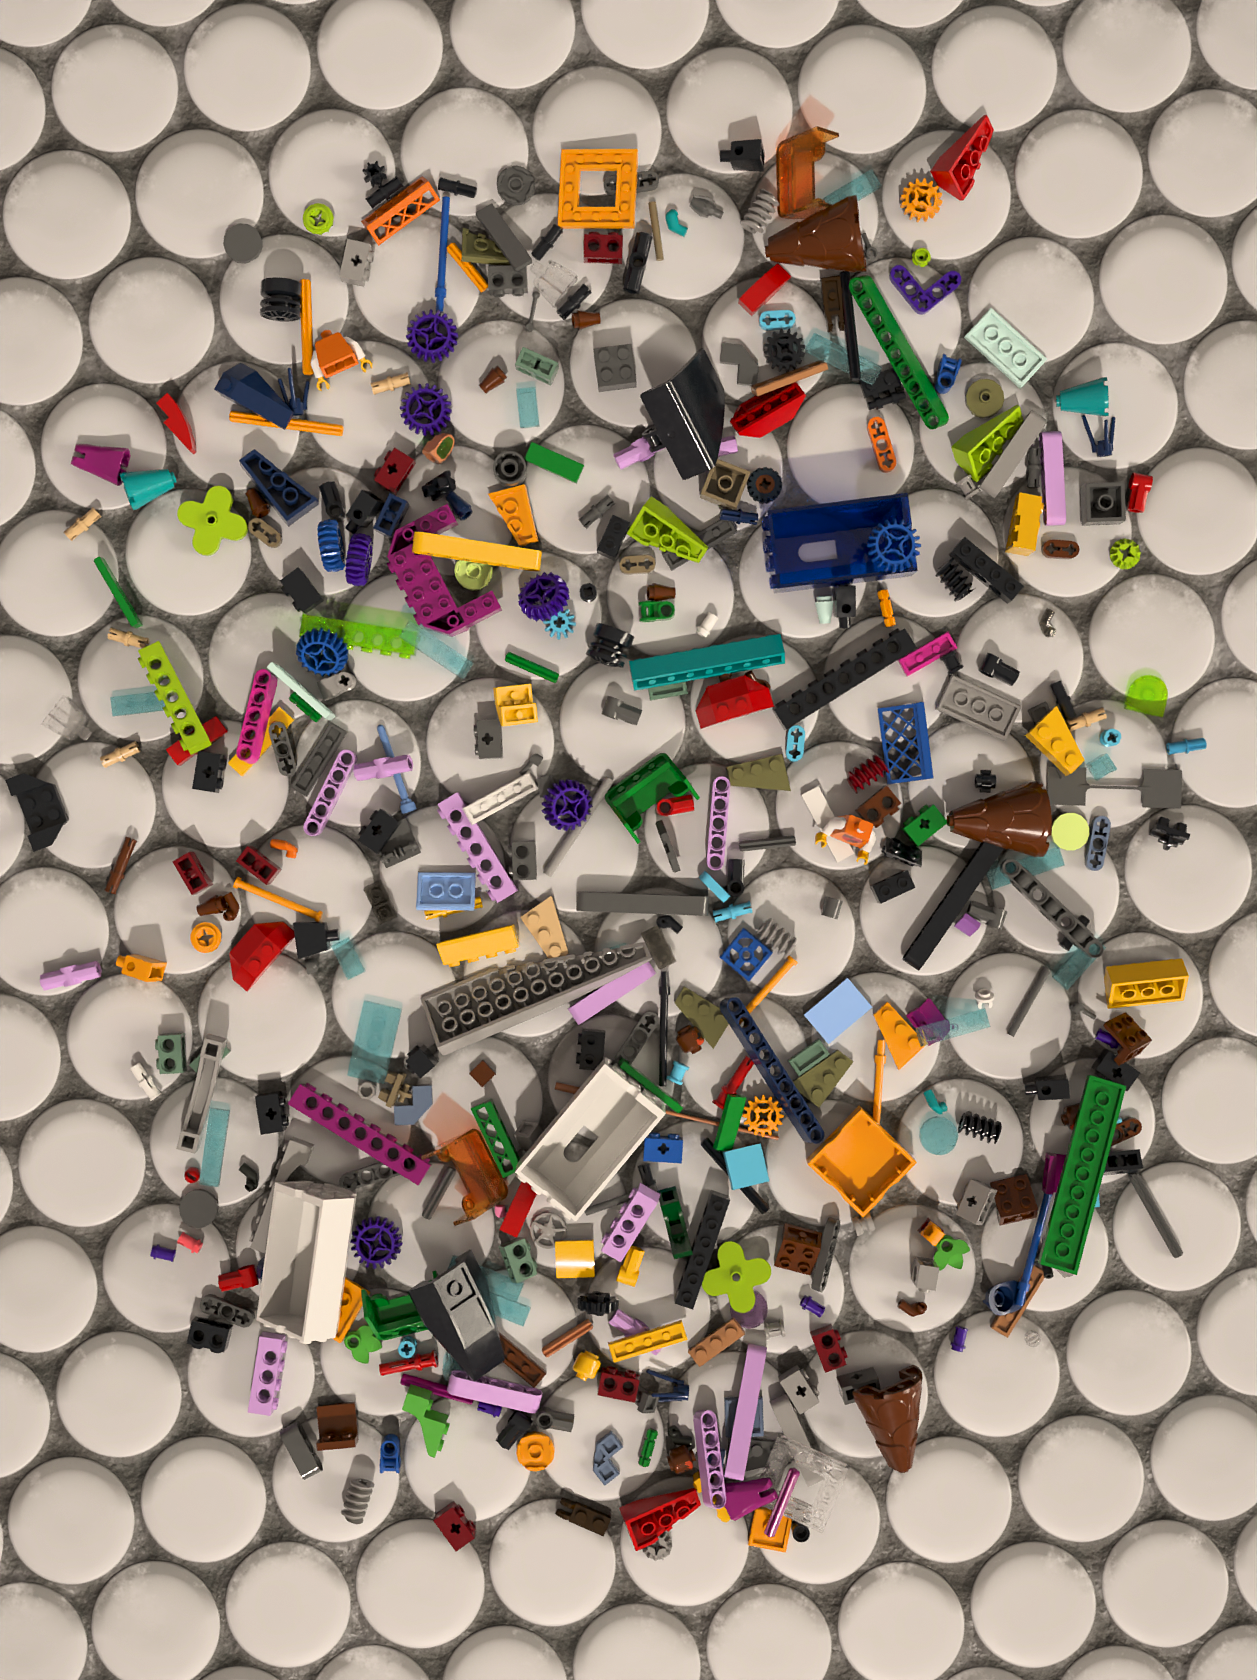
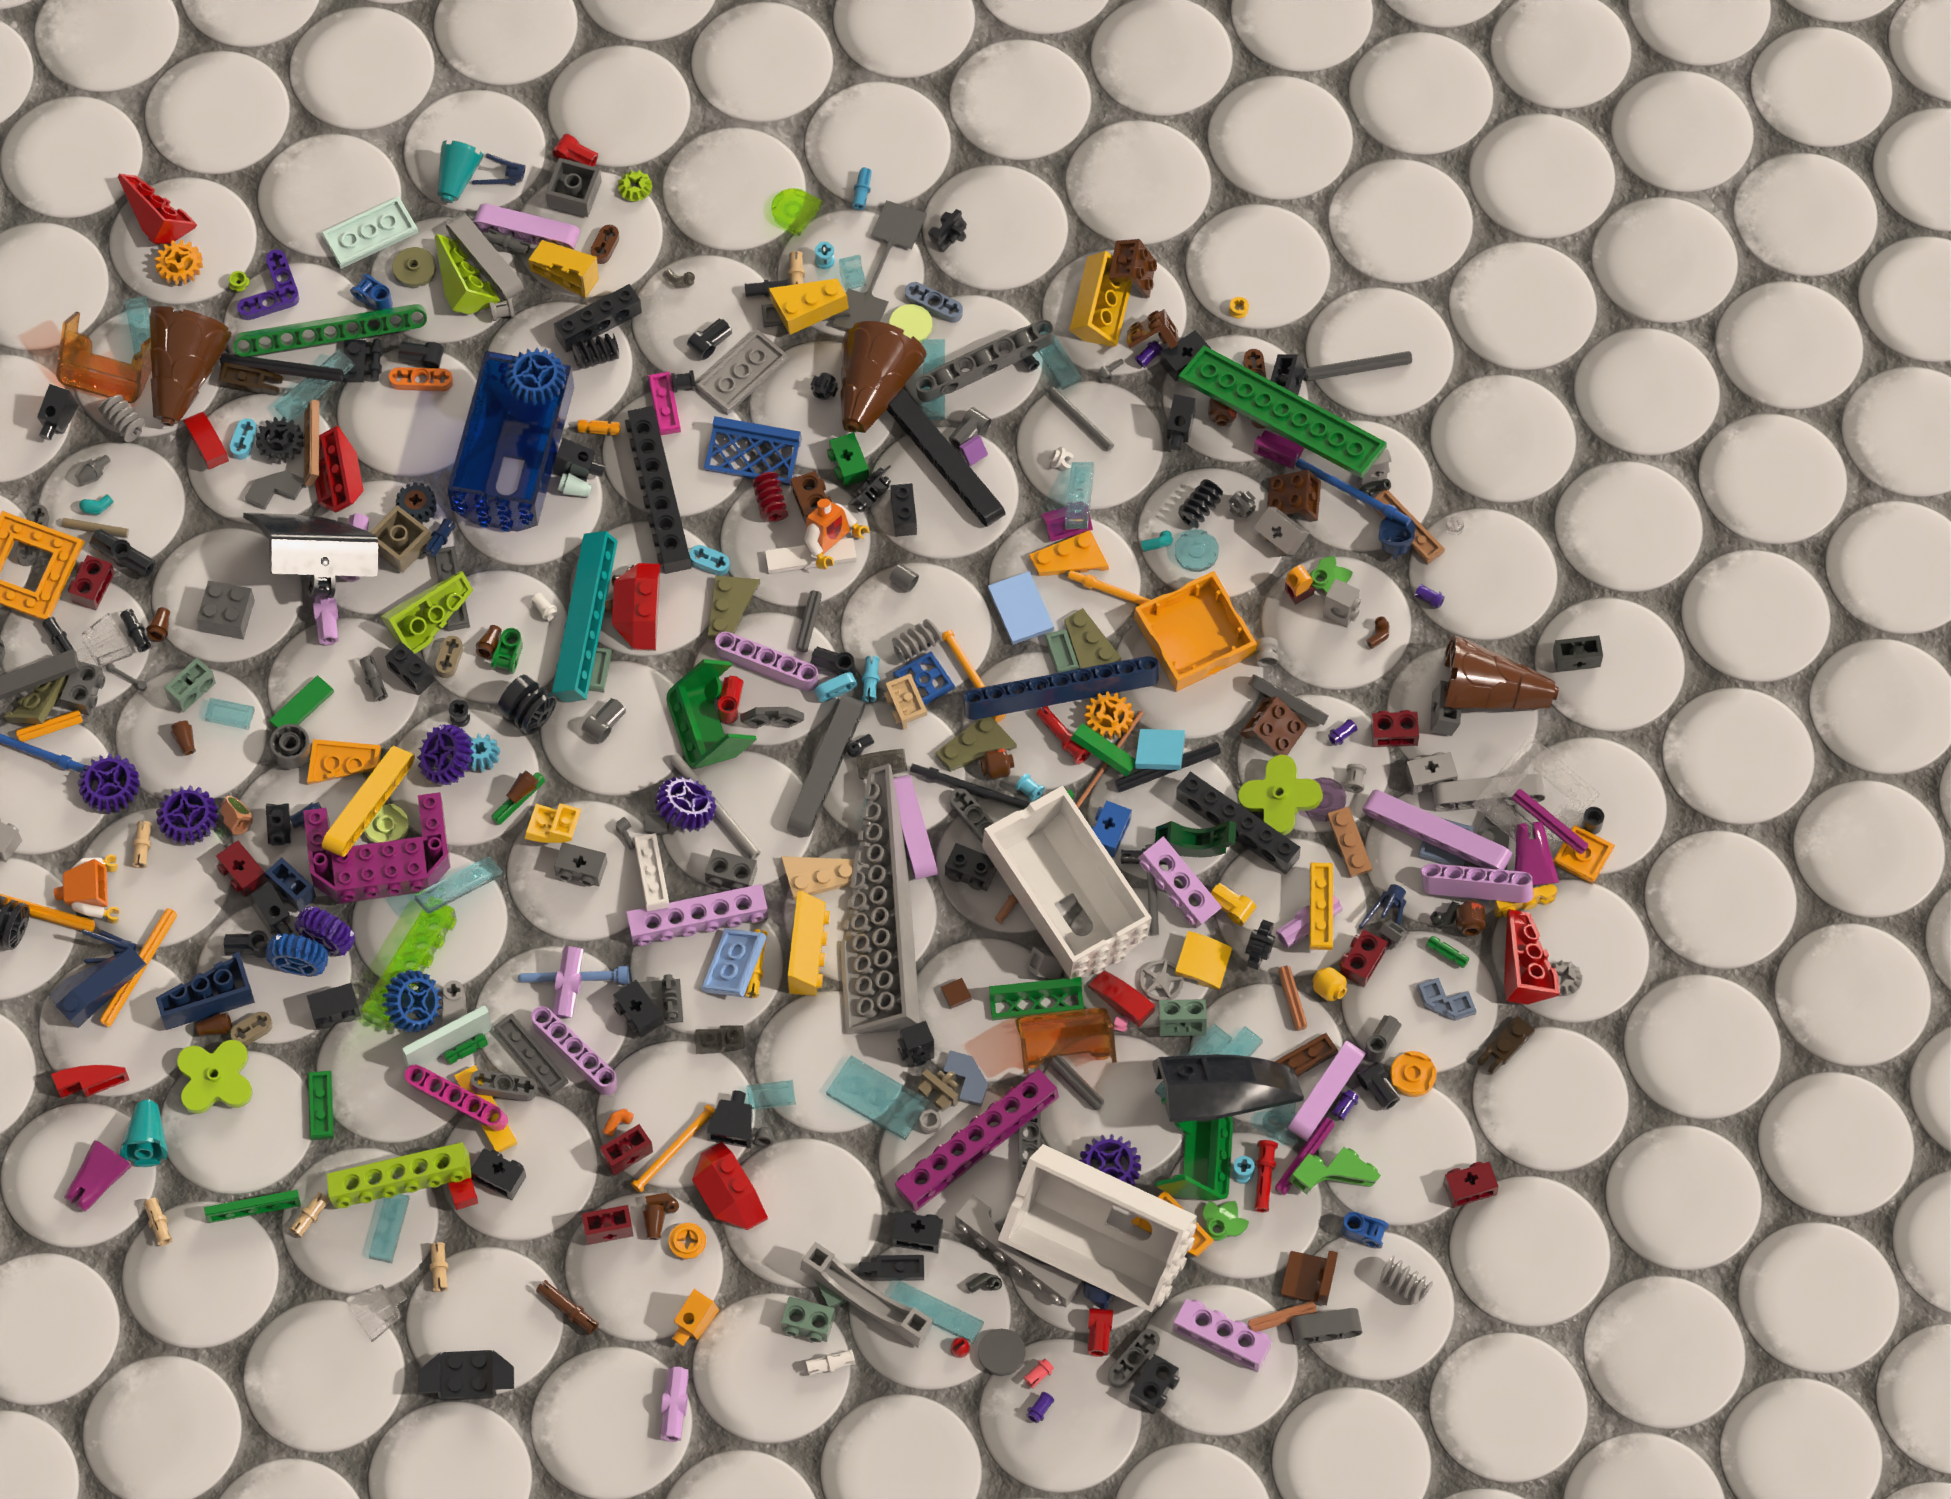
camera: 70 degrees left, 25 degrees down
(221, 612) = (320, 1105): none -> green tile
(236, 1104) = (893, 1268): none -> black hinge
(299, 1413) = (1281, 1317): none -> nougat axle
(538, 669) = (522, 786): none -> reddish brown cone
(719, 948) = (905, 700): none -> tan bracket
(904, 441) = (427, 355): none -> black piece
(944, 1477) = (1577, 653): none -> pearl dark grey brick
(991, 1161) = (1242, 504): none -> dark grey gear
(1173, 1093) = (1238, 313): none -> yellow bush
(1184, 1000) = (1133, 263): none -> reddish brown bracket

